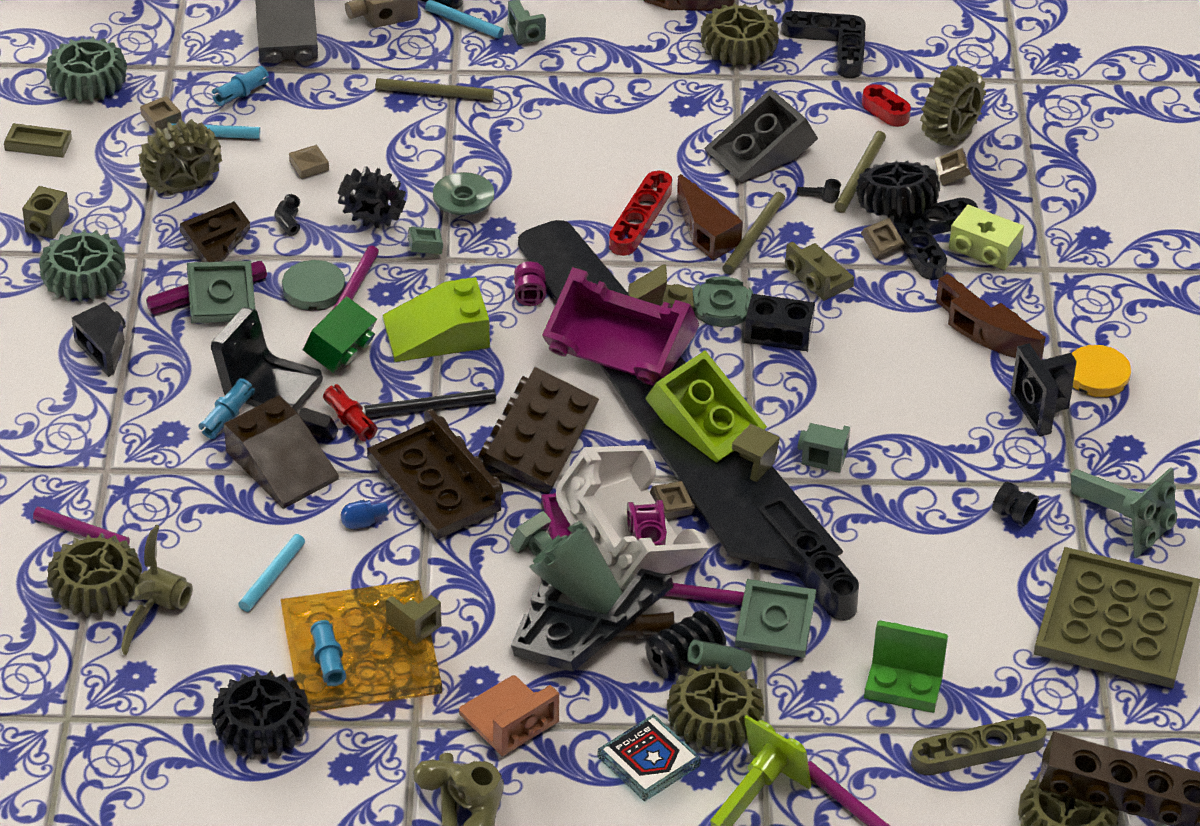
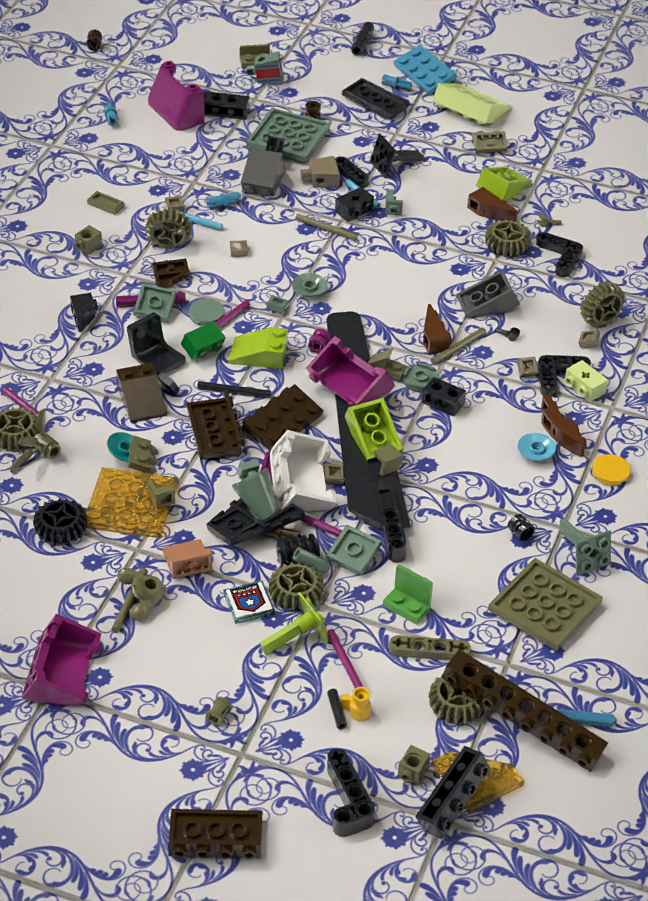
camera: 20 degrees right, 0 degrees up
(82, 265) = (92, 271): sand green gear -> none
(86, 69) = (147, 172): sand green gear -> none
(226, 408) = (128, 361): dark azure pin -> none
(271, 573) = (96, 458): medium azure bar -> none
(286, 213) = (212, 271): black arm -> none
(304, 553) = (119, 445): none -> teal dish
(328, 653) = (107, 500): dark azure pin -> none
(338, 559) = (142, 455): none -> olive plate
(350, 412) = (188, 382): red pin -> none
(362, 513) = (167, 435): blue cylinder -> none
(371, 197) = (256, 273): black gear -> none
(463, 39) = (354, 204): none -> black brick
(635, 211) = (386, 329): red beam -> none
(647, 521) = (310, 481): magenta piece -> none
(817, 270) = (481, 374): olive bracket -> none
(824, 446) = (432, 468): sand green brick -> none
(864, 163) = (536, 328): olive bar -> none
(886, 105) = (571, 299): red beam -> none
(898, 189) = (548, 342): black gear -> none
(968, 365) = (536, 446): none -> medium azure dish
(1042, 386) = (570, 469): black bracket -> none

